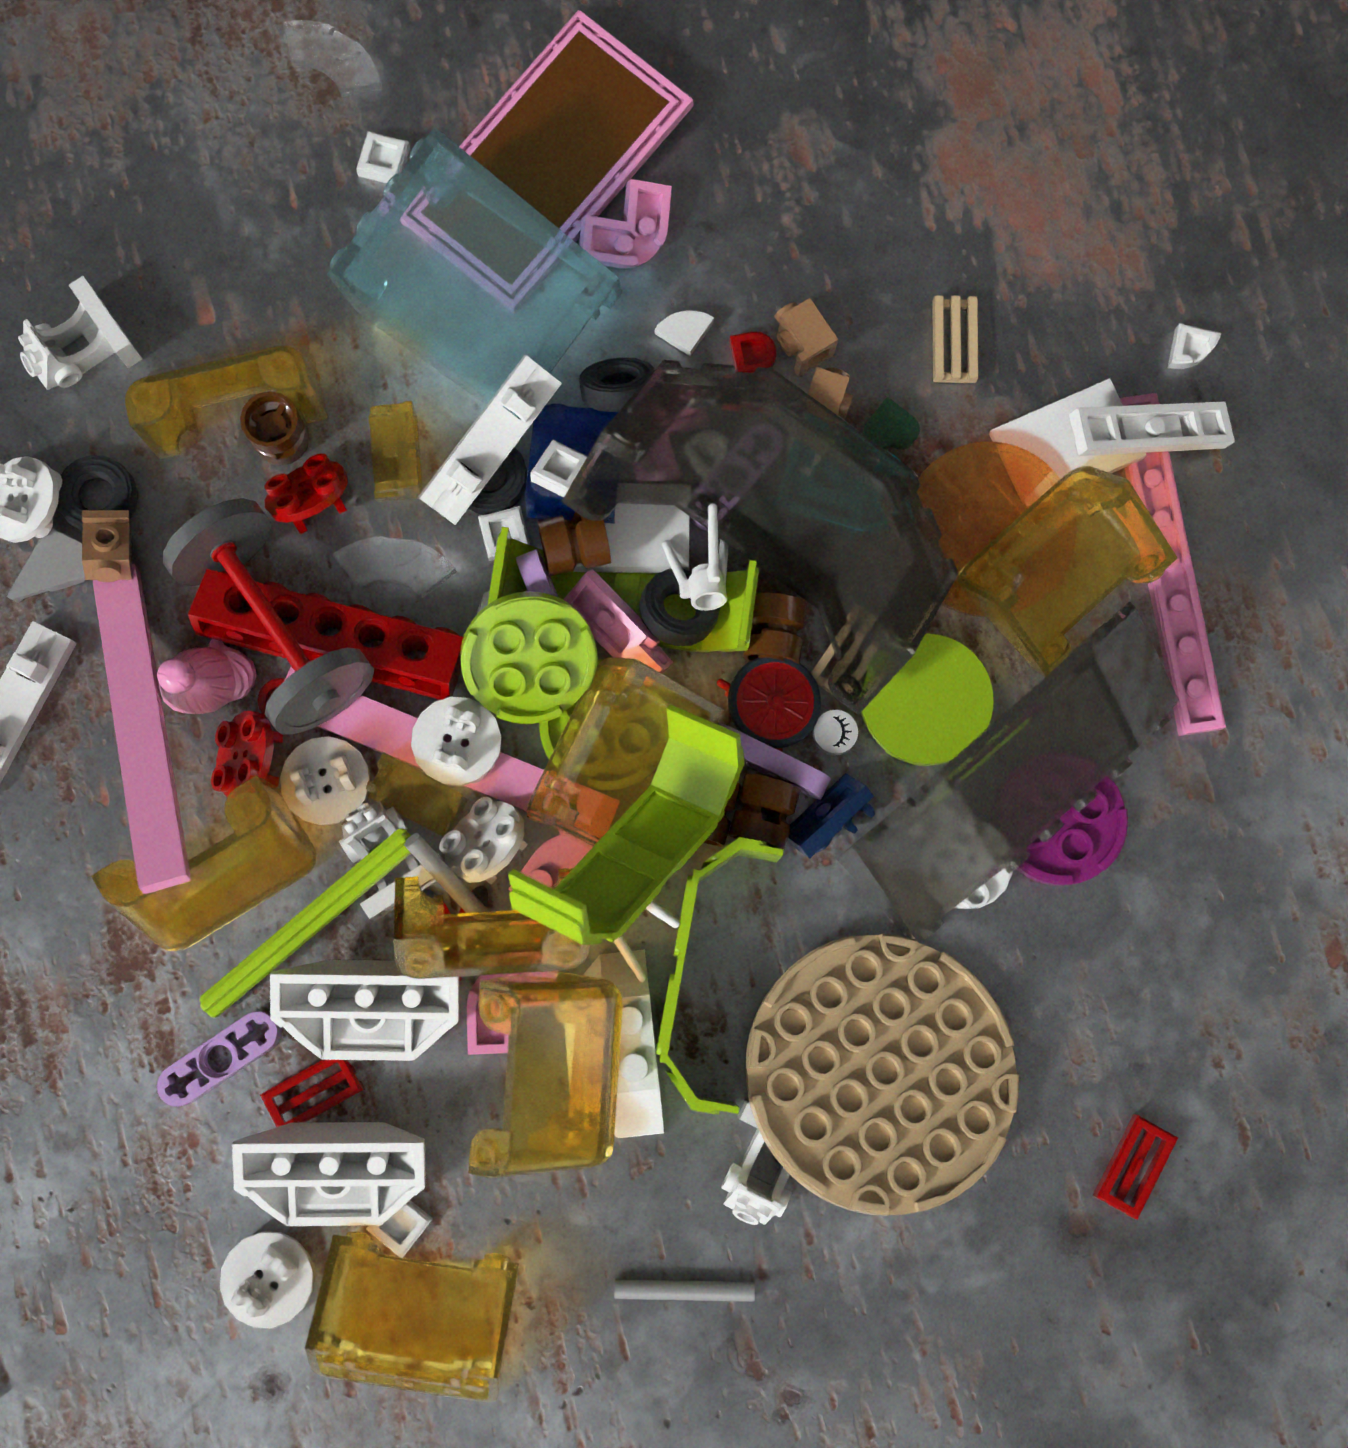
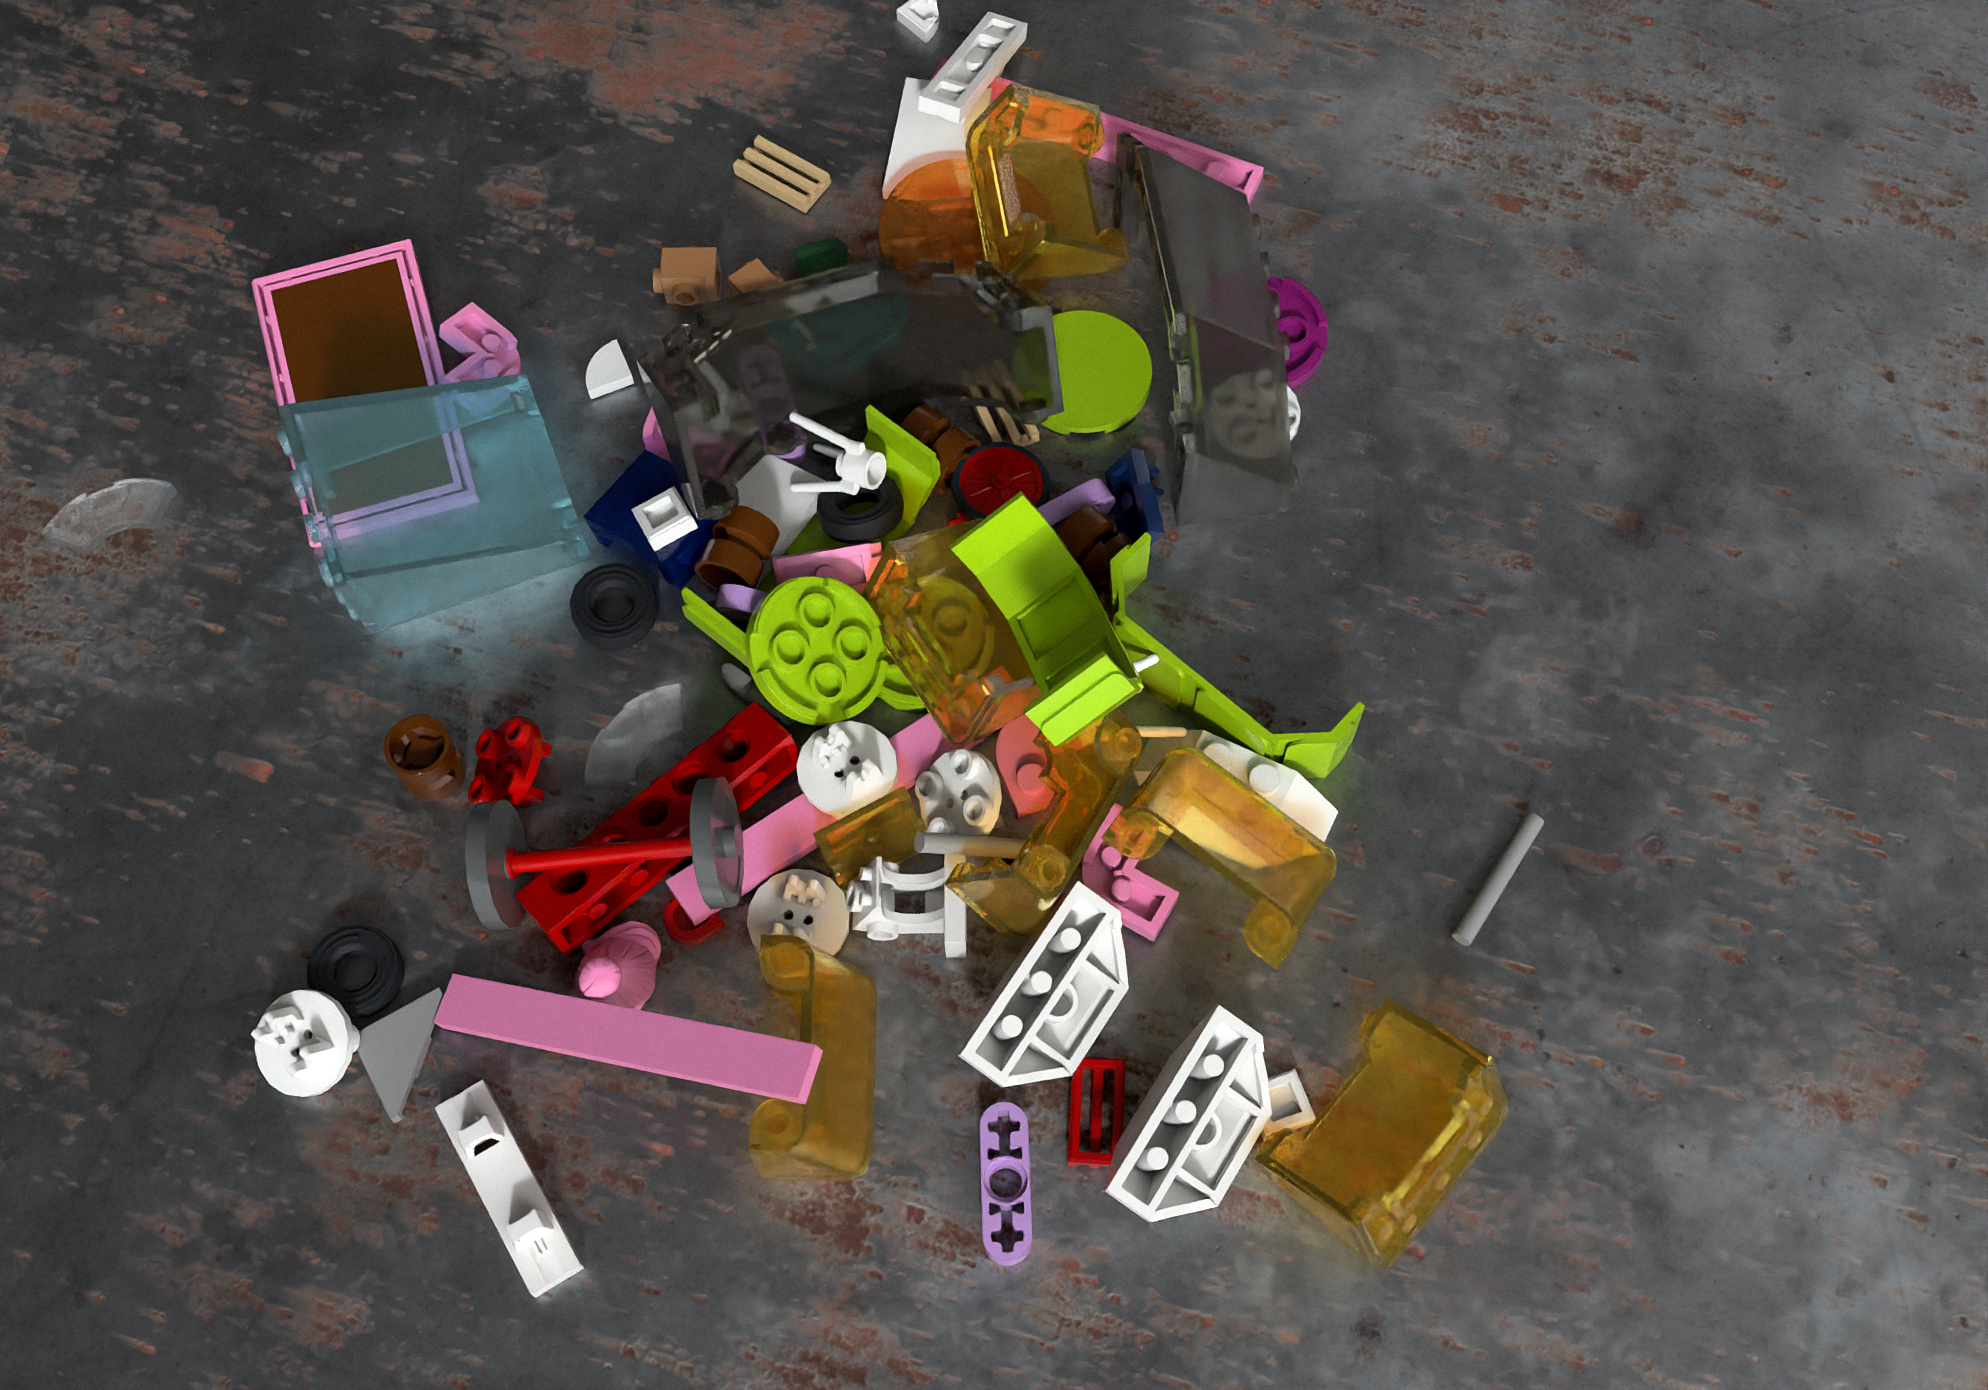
camera: 50 degrees left, 15 degrees down
(44, 344) = (190, 869): white tile -> none
(106, 545) = (417, 979): medium nougat brick -> none
(164, 399) = (314, 834): clear yellow windscreen -> none
(244, 751) = (702, 962): red plate -> none
(252, 1297) = (1271, 1289): white plate -> none
(306, 924) = (930, 1009): lime axle -> none
(382, 157) = (244, 525): white tile -> none
(395, 452) = (530, 670): clear yellow hinge -> none
(490, 439) = (588, 570): white hinge -> none
(493, 522) = (672, 629): white tile -> none
(612, 382) = (618, 442): black tyre -> none
(748, 1196) = (1407, 710): white tile -> none
(752, 351) = (664, 323): red tile -> none
(835, 732) = (1063, 458): white tile -> none
(882, 1075) = (1398, 589): tan tile -> none
(1119, 1158) = (1596, 450): red tile -> none

